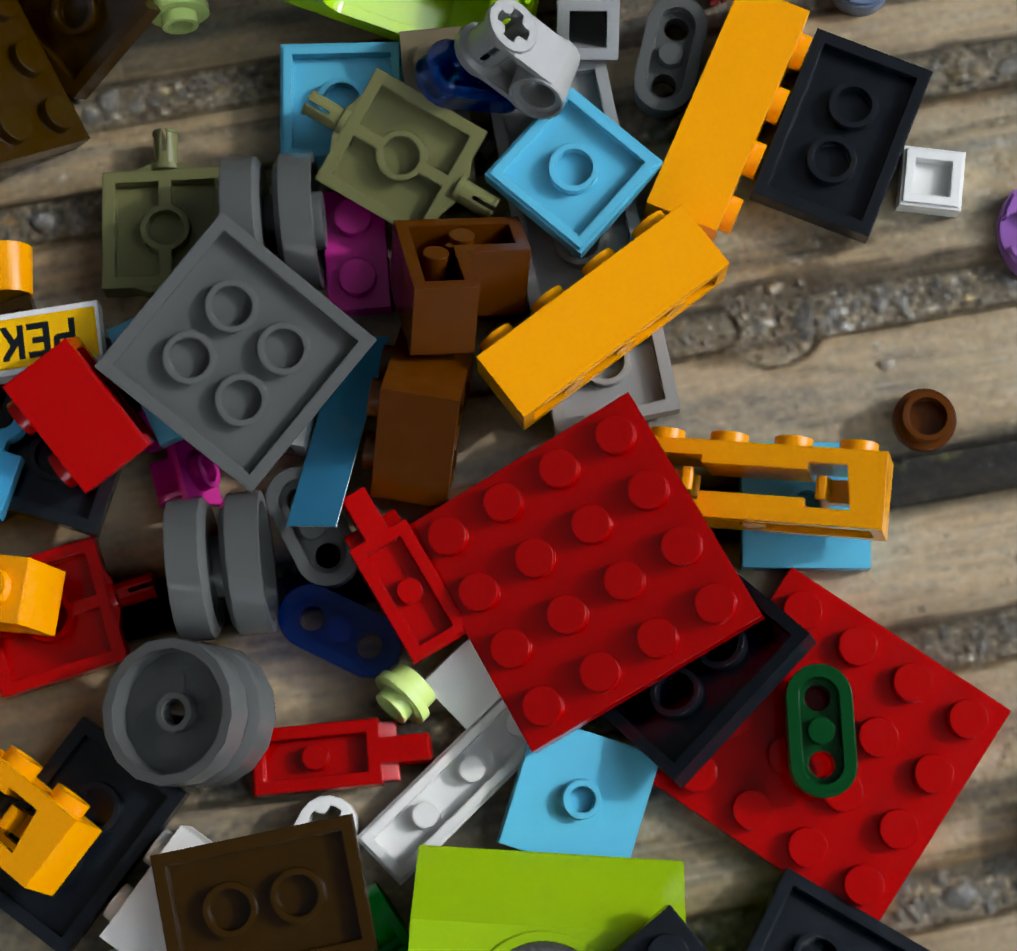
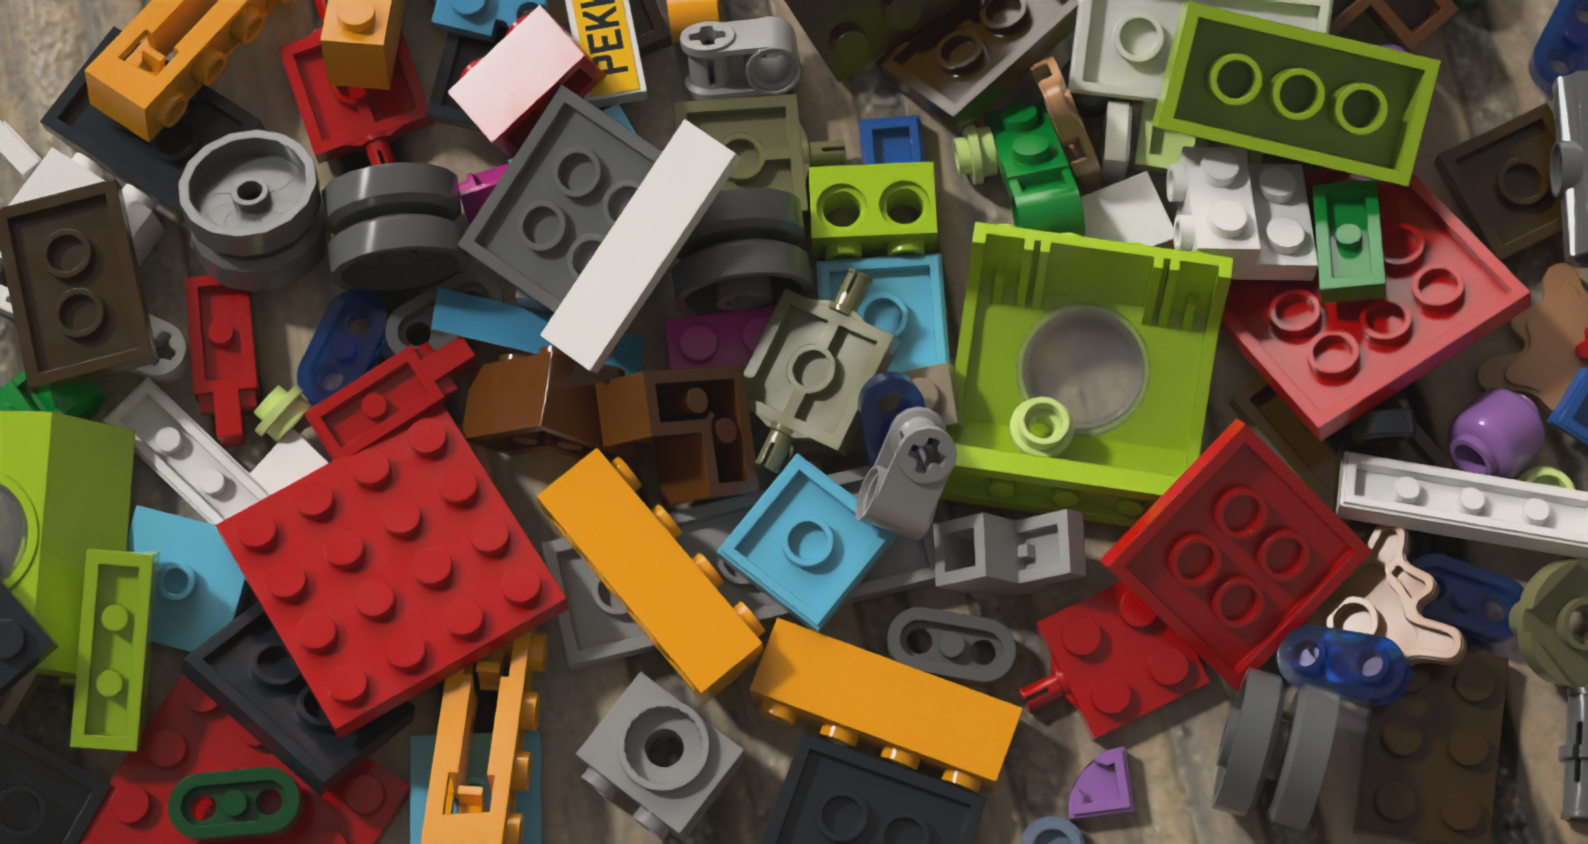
camera: 90 degrees right, 5 degrees down
(57, 219) = (738, 58): none -> light grey piece
(164, 92) = (891, 140): none -> blue tile
(220, 107) = (871, 194): none -> lime brick
(279, 287) = (640, 246): none -> white tile
(661, 853) = (115, 649): none -> lime panel
(774, 362) = (666, 797): none -> light grey brick

